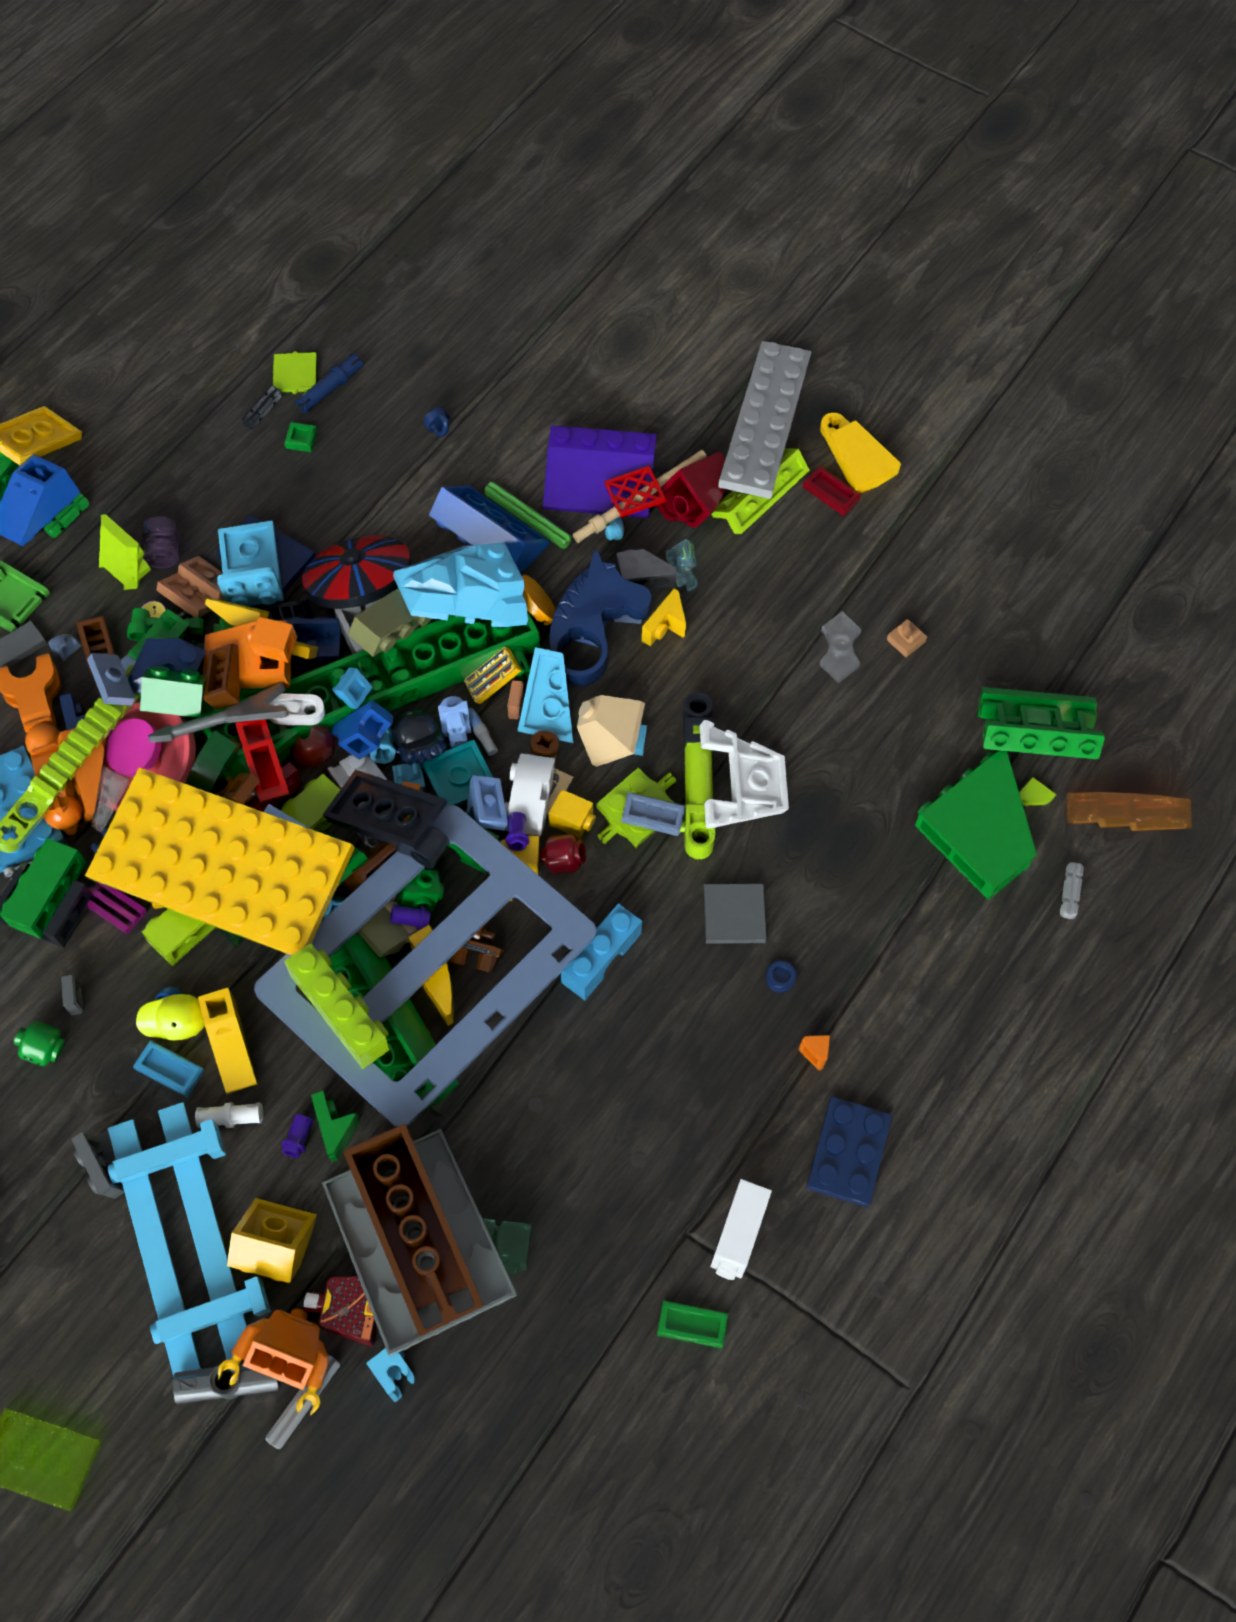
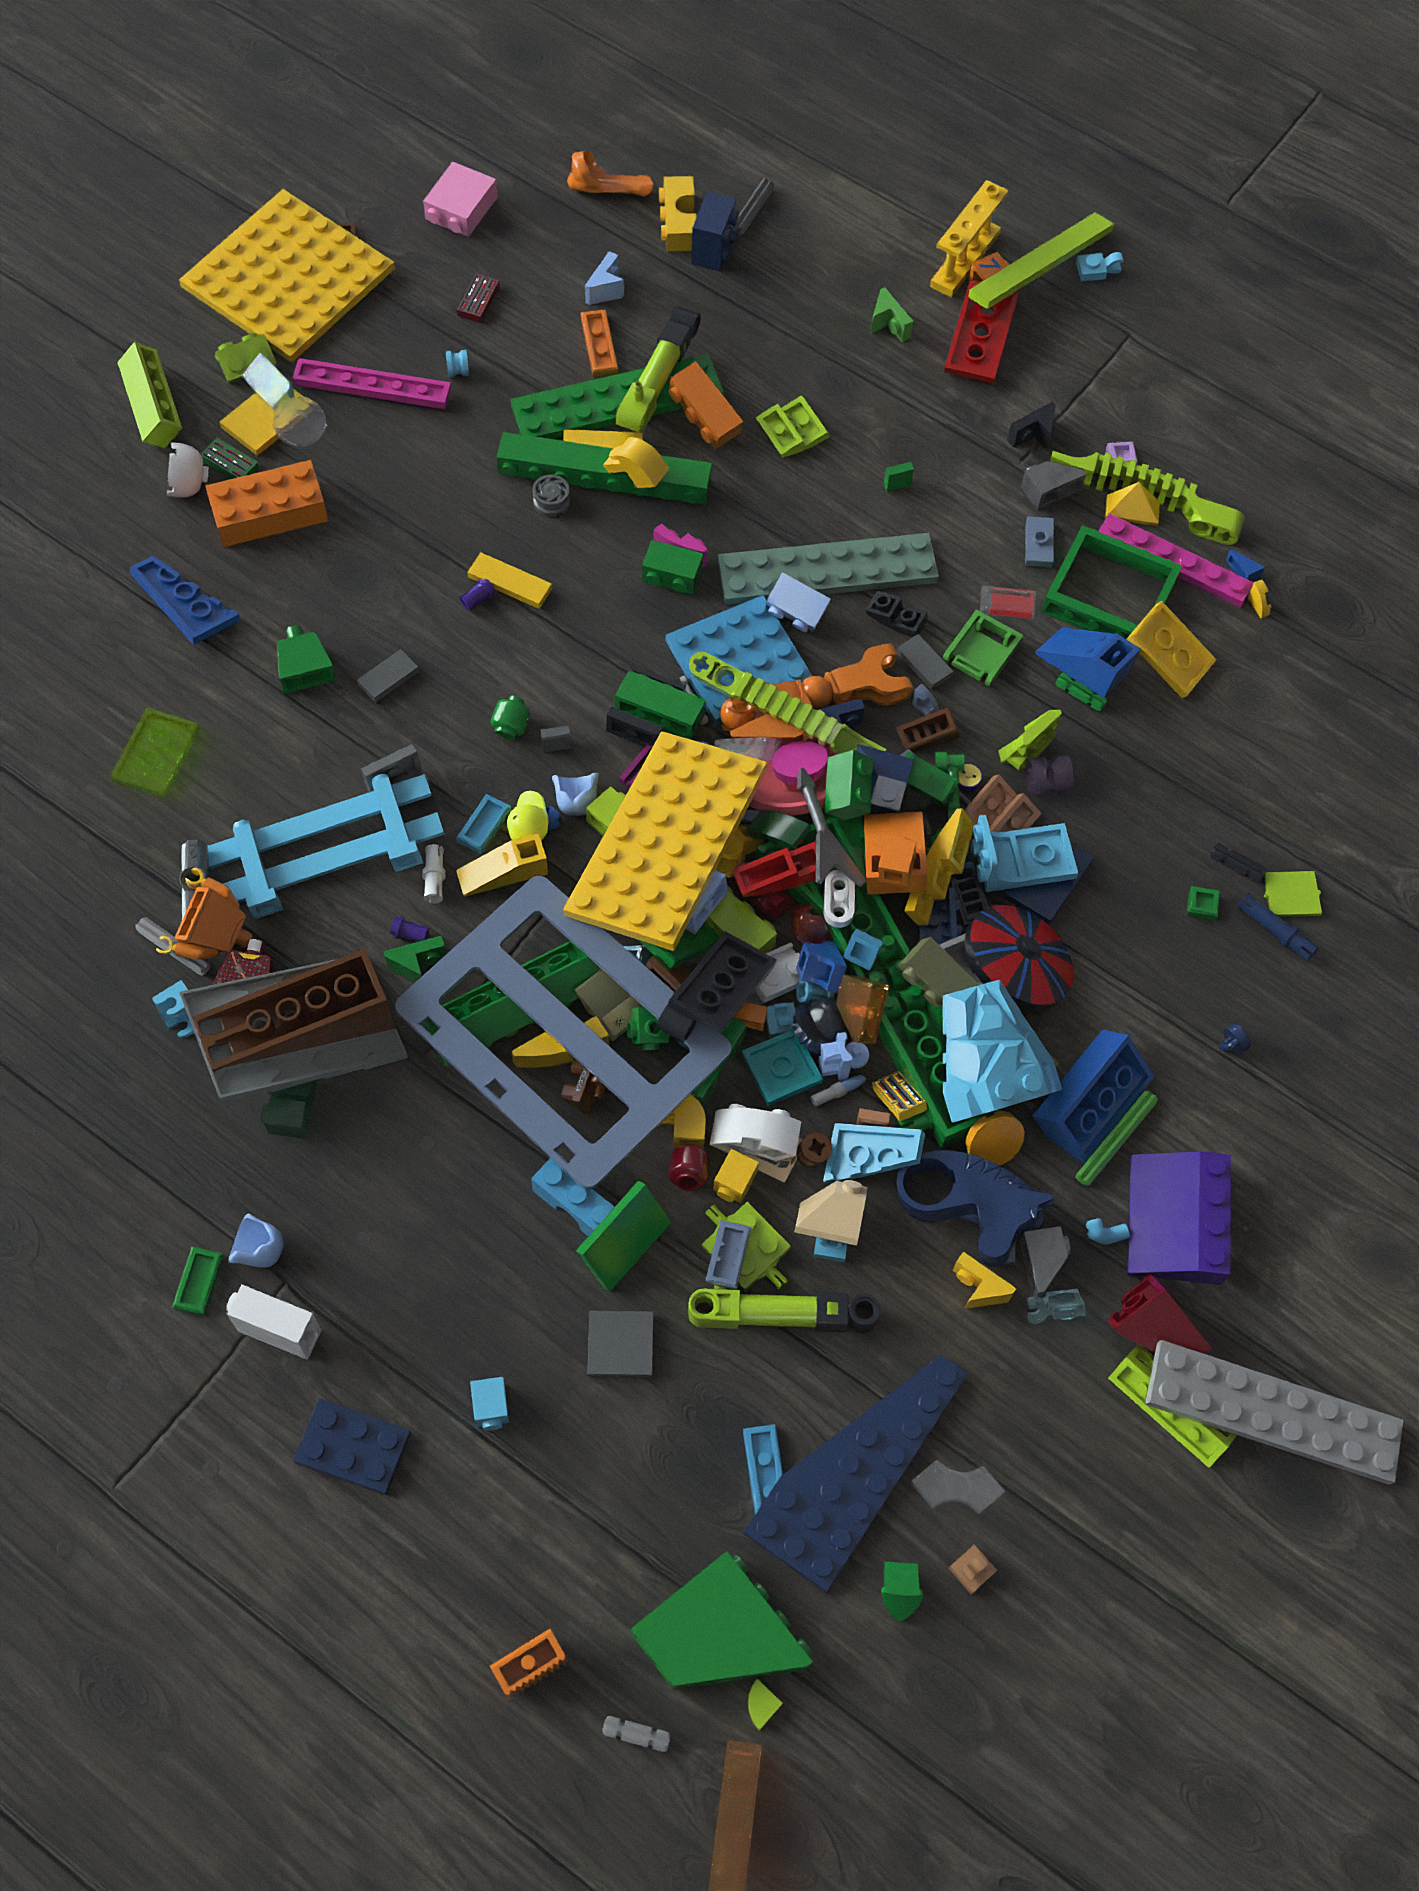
camera: 90 degrees right, 0 degrees up
(111, 679) = (860, 729): sand blue plate -> none
(136, 970) = (575, 793): none -> light blue hair
(222, 688) = (865, 825): reddish brown slope -> none
(239, 789) = (743, 849): reddish brown plate -> none
(271, 1240) = (315, 913): yellow slope -> none
(337, 1006) = (509, 941): lime brick -> none
(407, 694) = (862, 1006): none -> clear orange slope
(410, 916) = (617, 1017): dark purple pin -> none
(487, 803) = (741, 1088): light blue slope -> none
(517, 837) = (705, 1114): dark purple pin -> none
(599, 522) = (1105, 1211): tan bar -> none
(637, 905) = (623, 1236): none -> green tile
(638, 506) = (1165, 1239): red window -> none
(647, 1276) = (250, 1244): none -> light blue hair
(755, 776) = (773, 1371): white wing -> none
(781, 976) = (547, 1389): dark blue tile -> none
(801, 1021) = (489, 1403): none -> medium azure brick
(815, 1049) = (458, 1417): orange slope -> none
(831, 491) = (1181, 1494): dark red tile -> none
(844, 792) = (762, 1461): none -> dark azure tile
(855, 737) = (837, 1490): none -> dark blue wing
(858, 453) = (1236, 1531): yellow piece -> none
(929, 686) = (901, 1589): none -> green tile
(1017, 708) = (870, 1717): green fence -> none
(1033, 973) = (529, 1664): none -> orange brick

